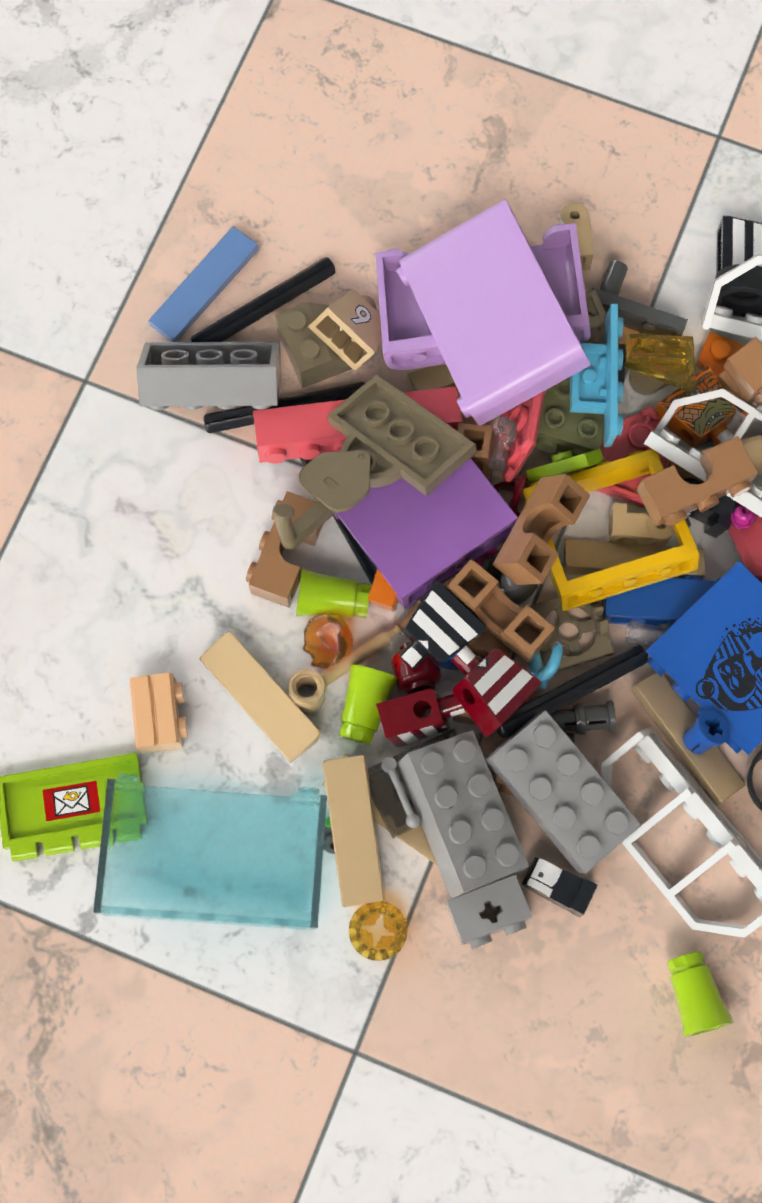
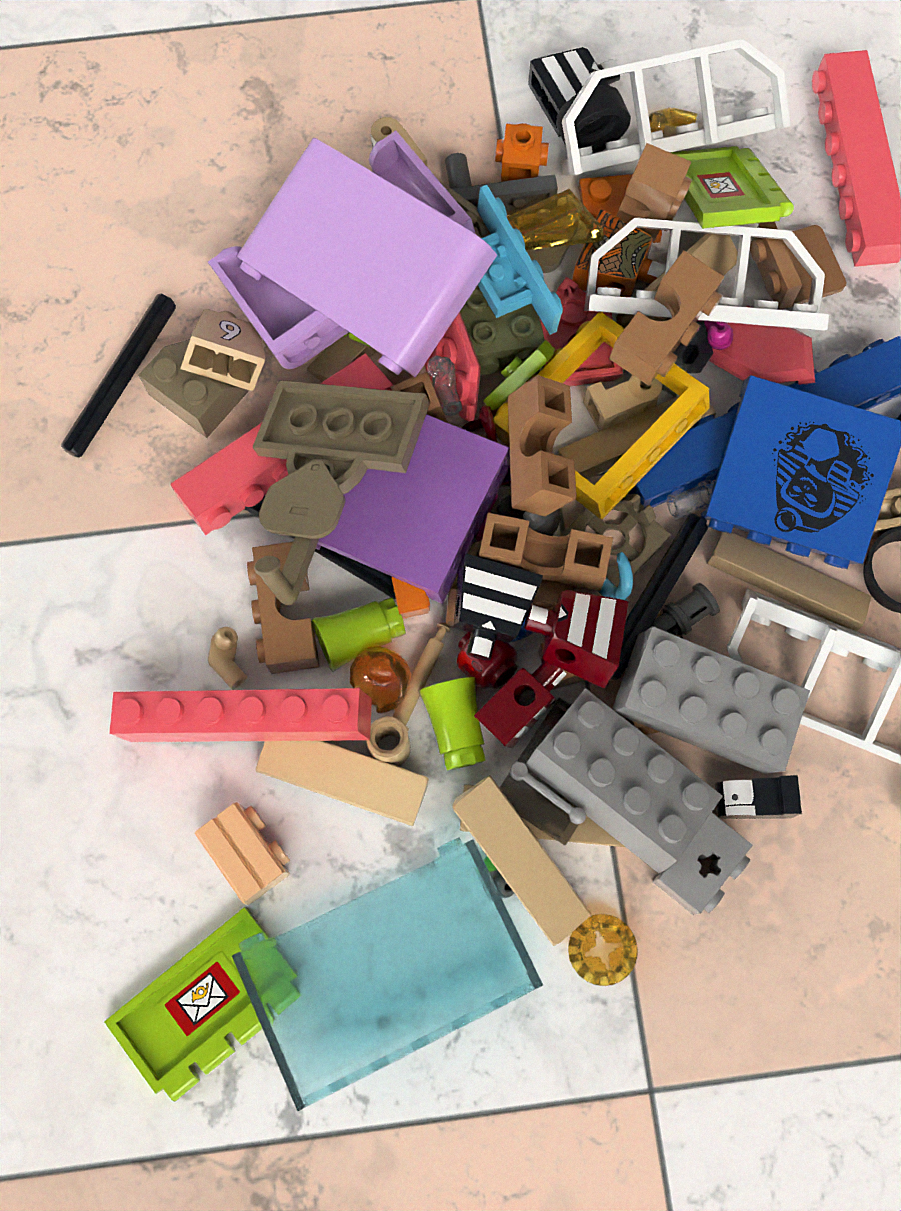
camera: 30 degrees left, 0 degrees up
(203, 285) = (45, 386): medium blue tile -> none
(209, 374) = (102, 471): light grey brick -> none
(211, 612) = (242, 715): none -> coral brick
(221, 561) = (222, 657): none -> tan arm
(243, 415) = (163, 495): black axle -> none
(672, 287) = (521, 152): none -> orange brick
(708, 731) = (812, 562): blue bush -> none

